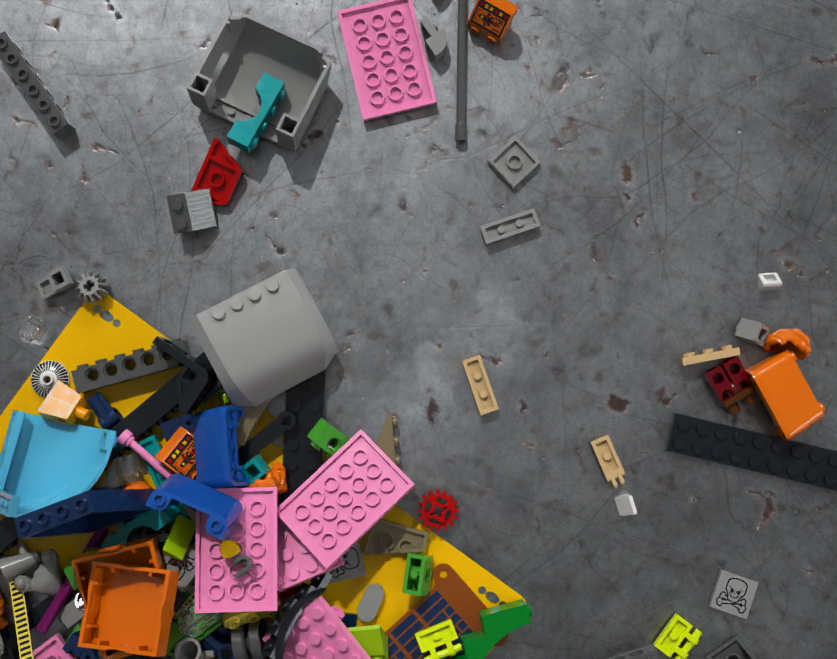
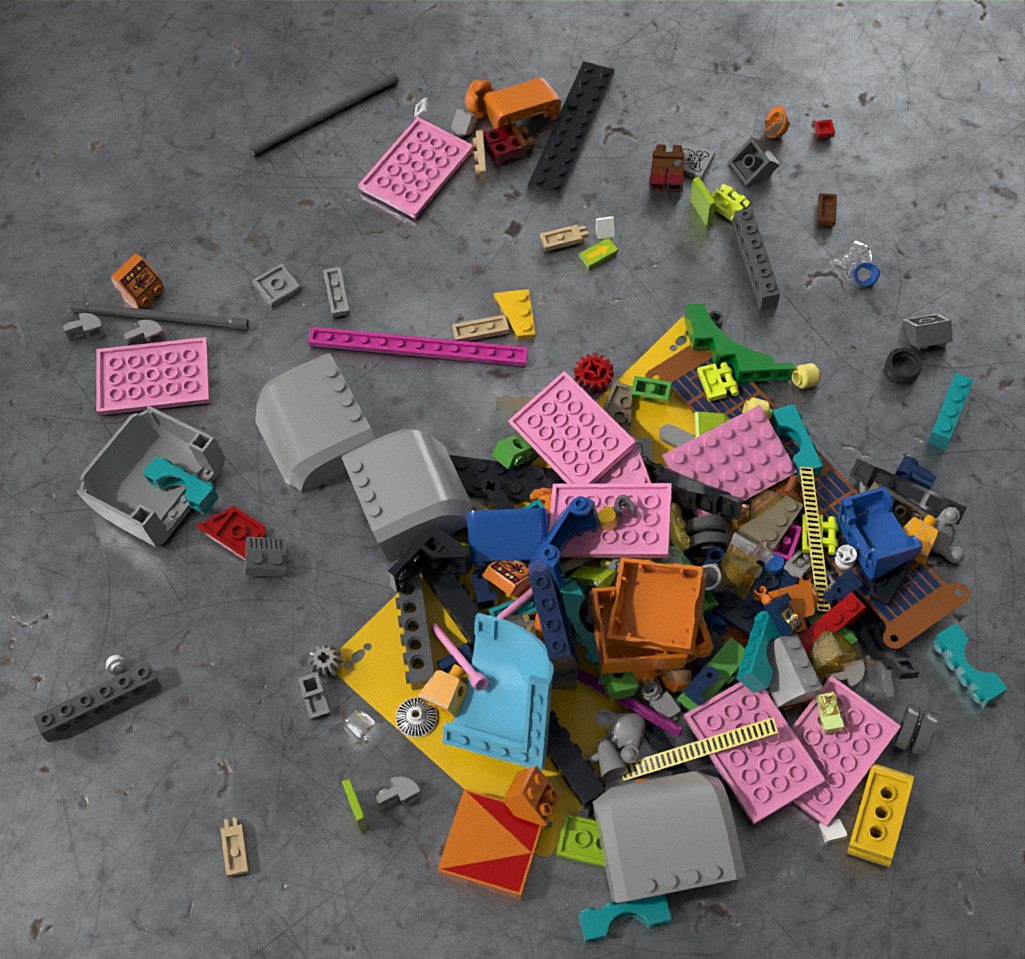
camera: 85 degrees left, 25 degrees down
(70, 435) = (477, 679): none -> bright pink piece
(71, 93) = (115, 664): none -> white plate
(341, 231) = (311, 422): none -> light grey slope
(451, 323) = (418, 346): none -> dark pink plate
(507, 422) = (518, 311): none -> yellow wing
(517, 638) = (718, 315): none -> dark grey bush
(593, 500) = (598, 253): none -> lime tile
(668, 612) = (702, 201): none -> lime tile
(686, 286) = (416, 167): none -> bright pink plate
(718, 570) = (664, 163): none -> hips
(803, 232) = (265, 144): none -> dark grey piece

